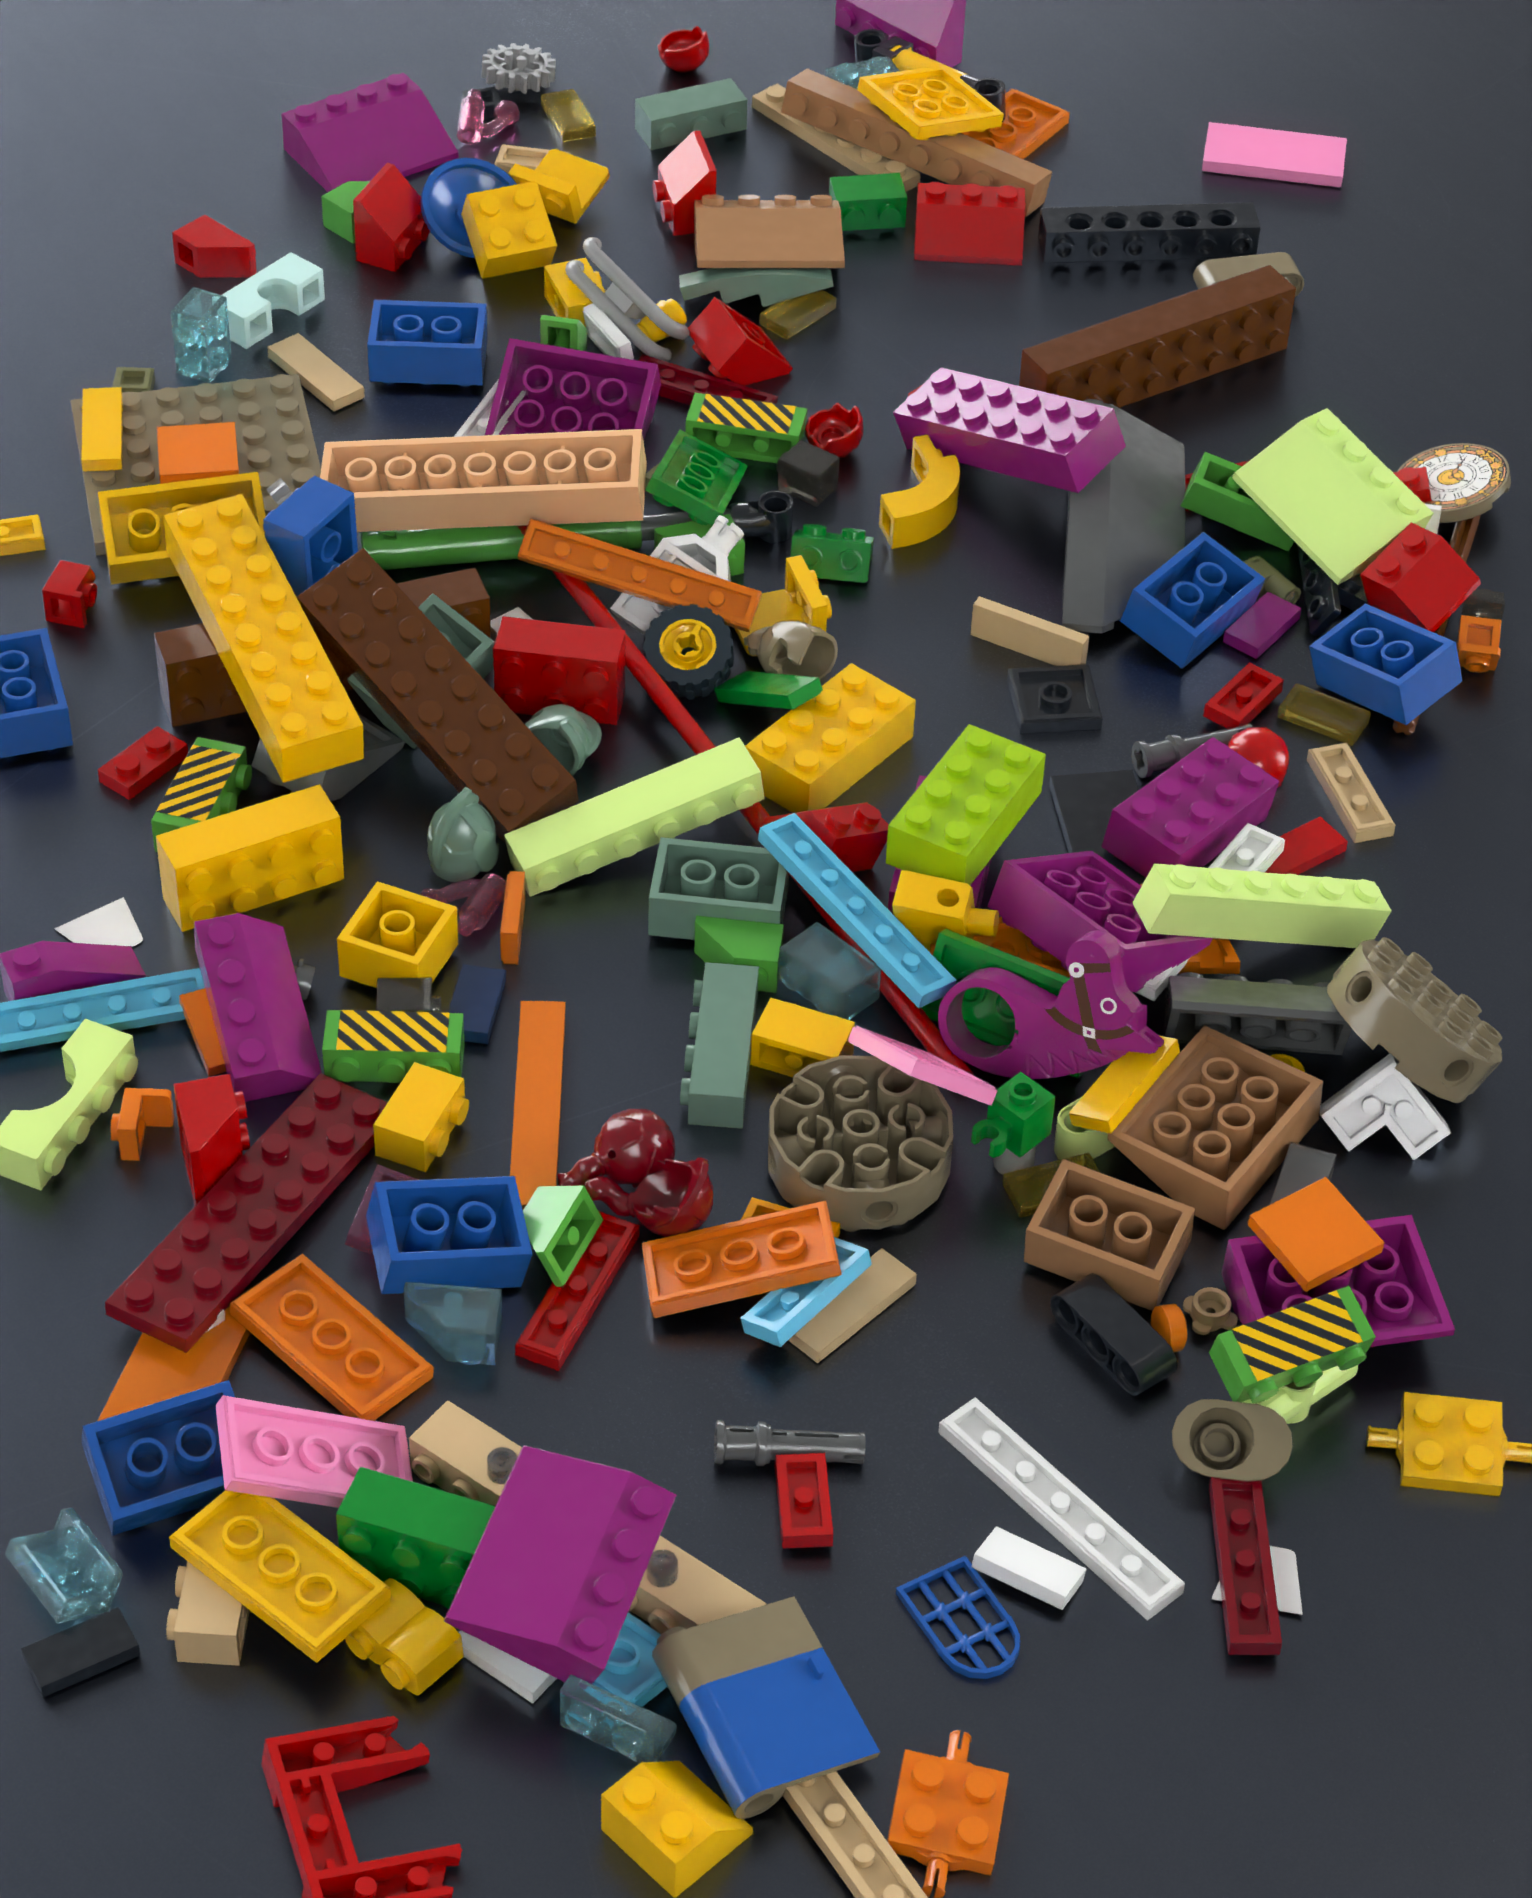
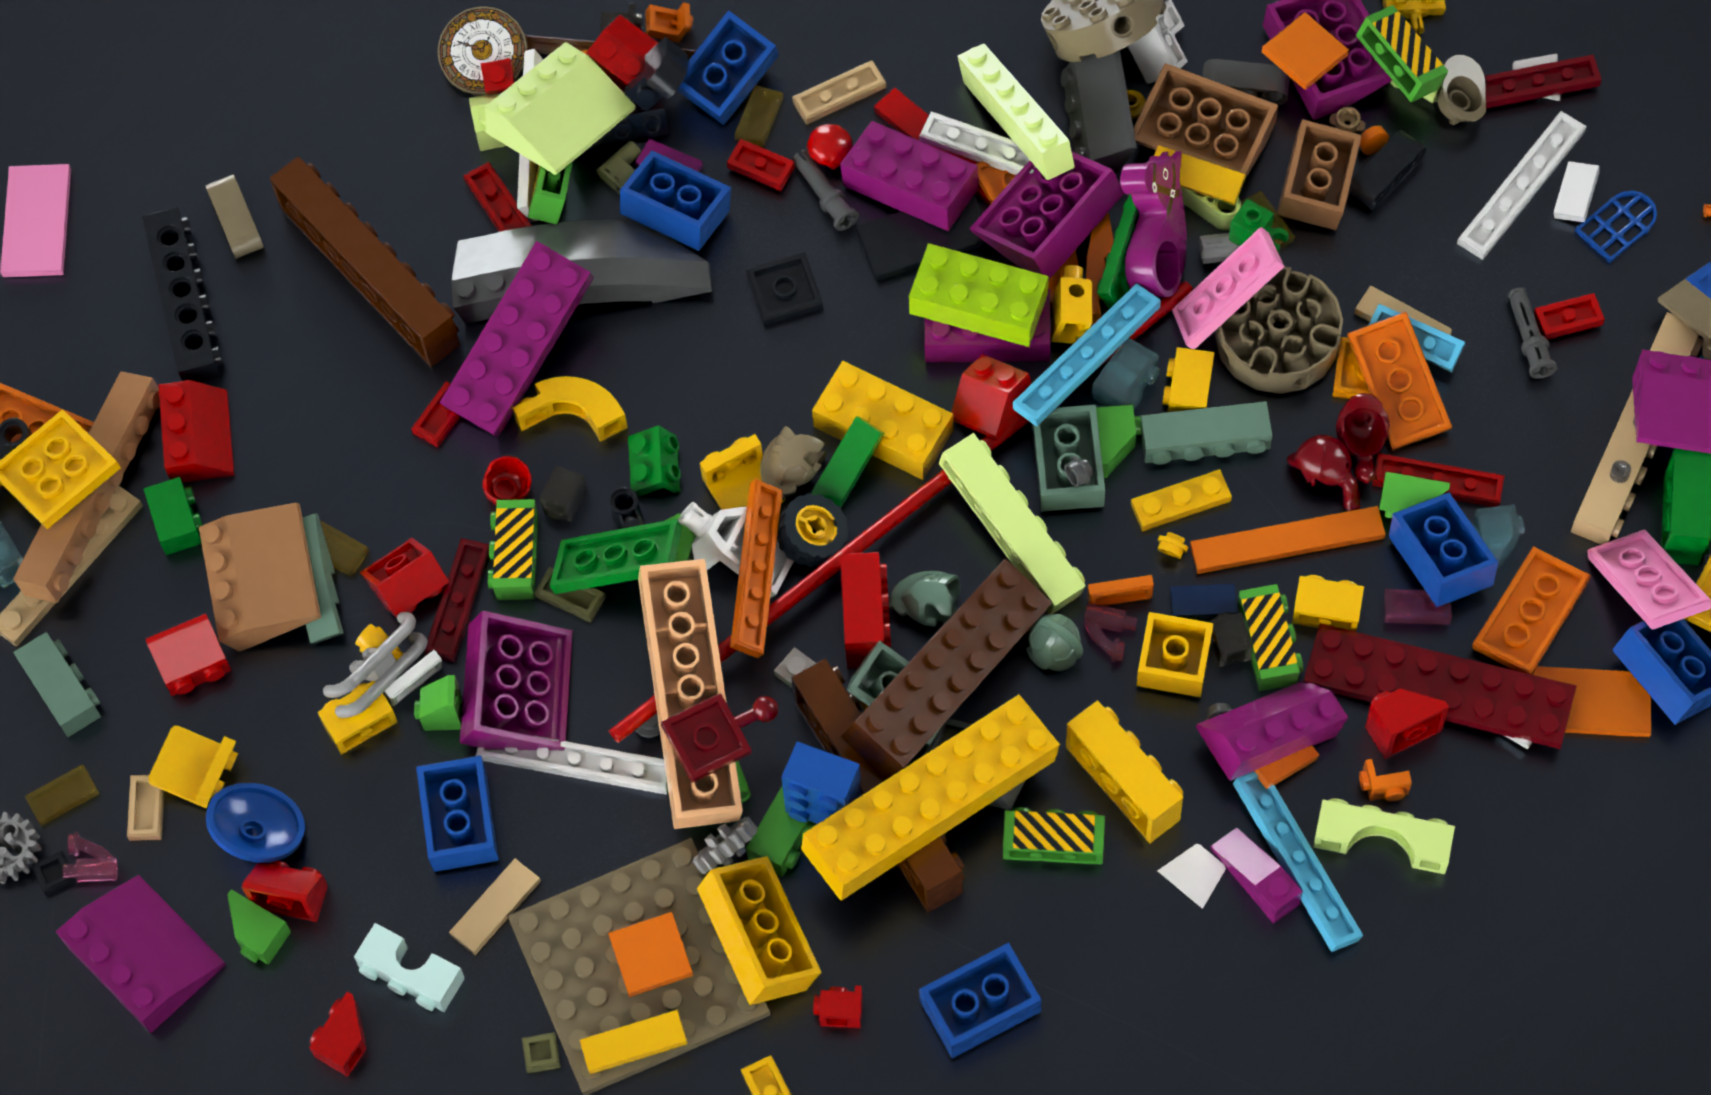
camera: 95 degrees left, 20 degrees up
(143, 763) = (1014, 897): red plate -> none
(201, 334) = (492, 995): clear light blue brick -> none
(409, 464) = (710, 735): none -> dark red plate
(508, 229) = (287, 783): yellow brick -> none
(563, 980) = (1172, 545): none -> yellow plate
(633, 1012) = (1181, 500): none -> yellow plate
(676, 863) = (1078, 471): none -> dark grey plate
(1028, 634) = (726, 309): tan tile -> none
(1374, 584) = (662, 76): none -> black brick

